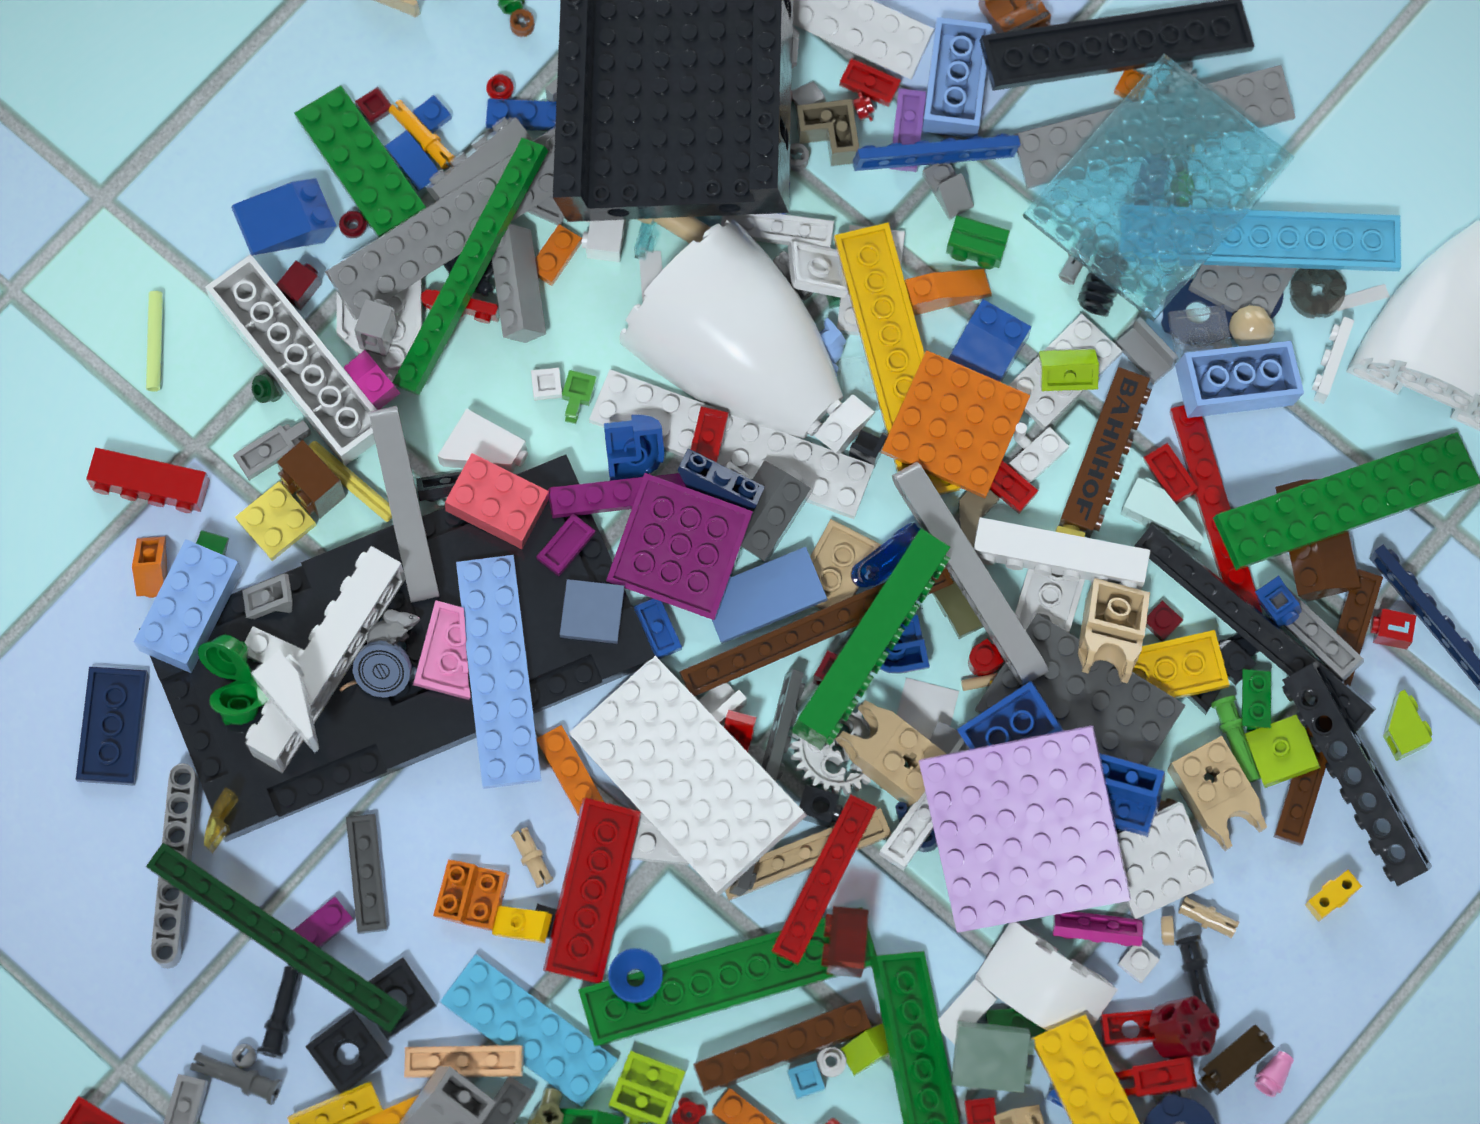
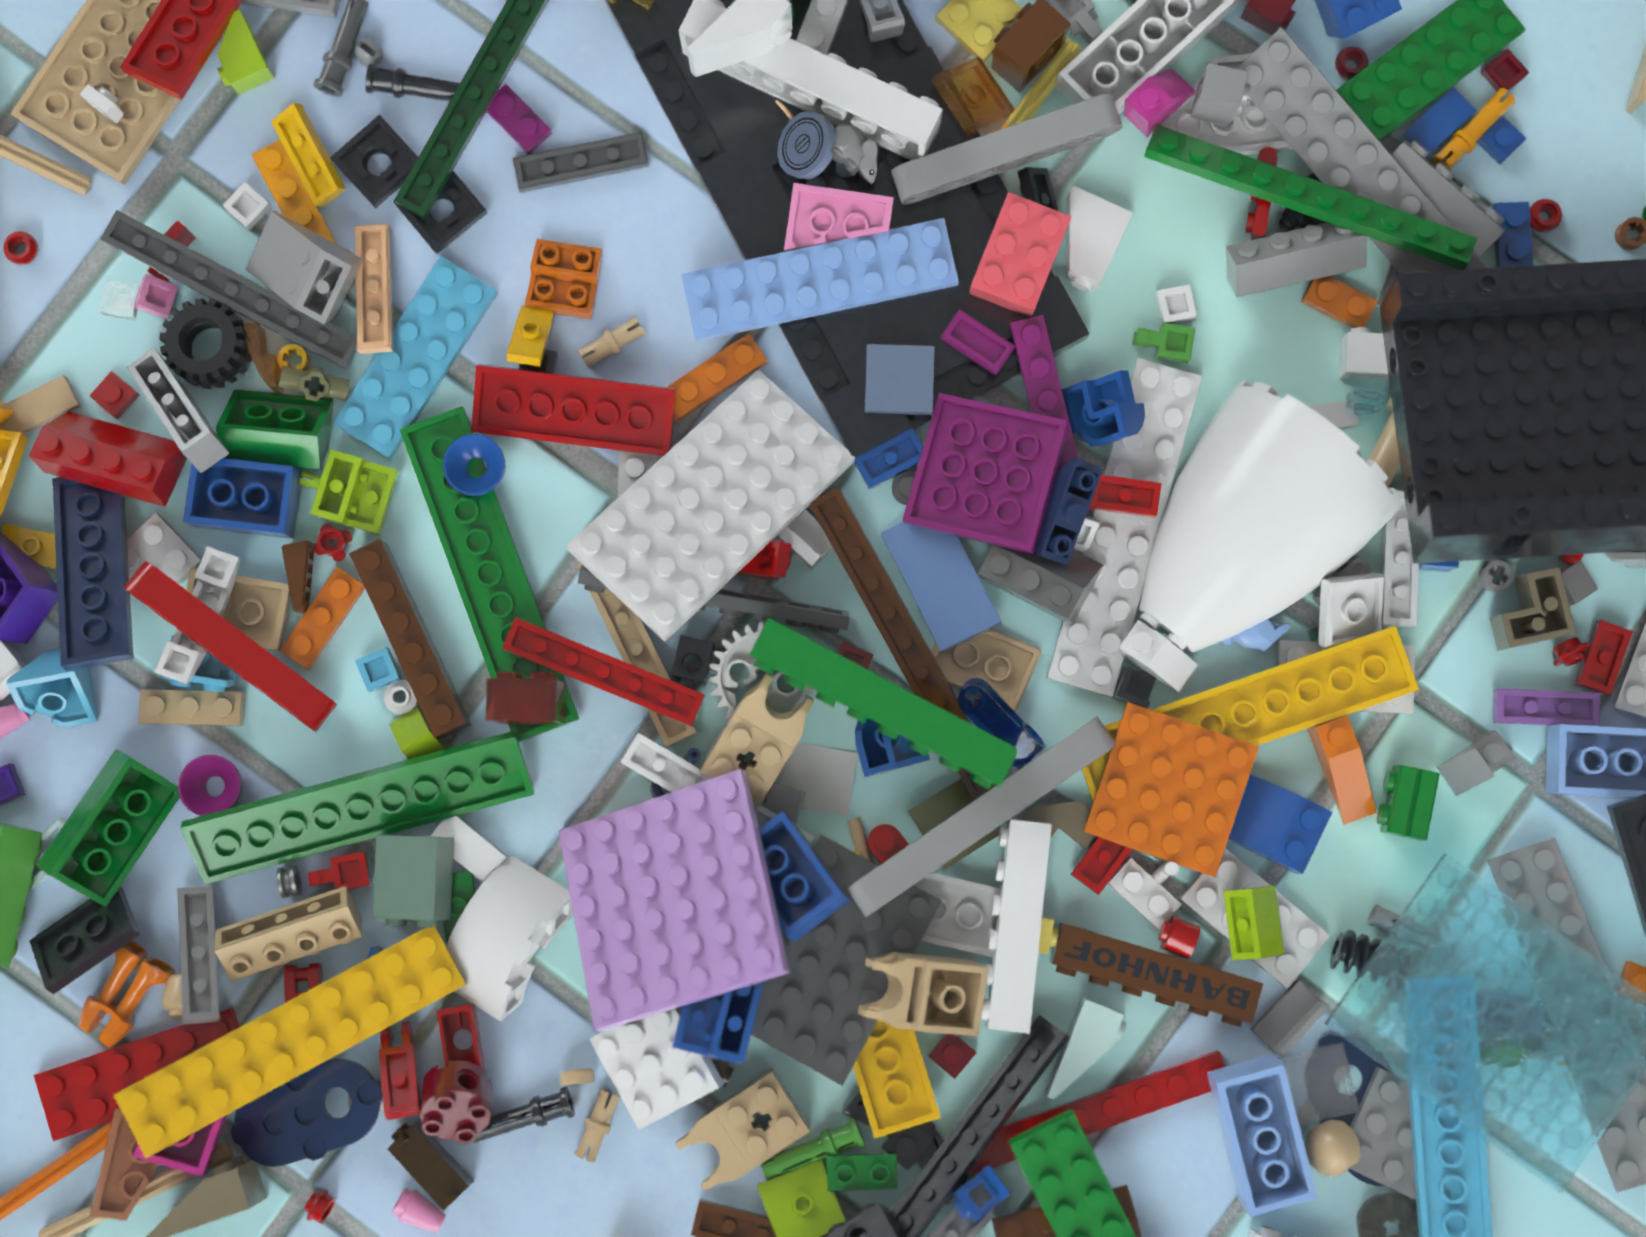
camera: 90 degrees right, 10 degrees up
(348, 530) = (973, 95): none -> clear orange tile
(682, 619) = (902, 486): none -> dark grey plate
(941, 152) = (1521, 754): blue plate -> none
(1076, 429) = (1179, 937): none -> red plate
(1098, 928) = (572, 1001): dark pink plate -> none
(1138, 963) = (539, 1045): white plate -> none
(1170, 473) = (1135, 1055): red plate -> none

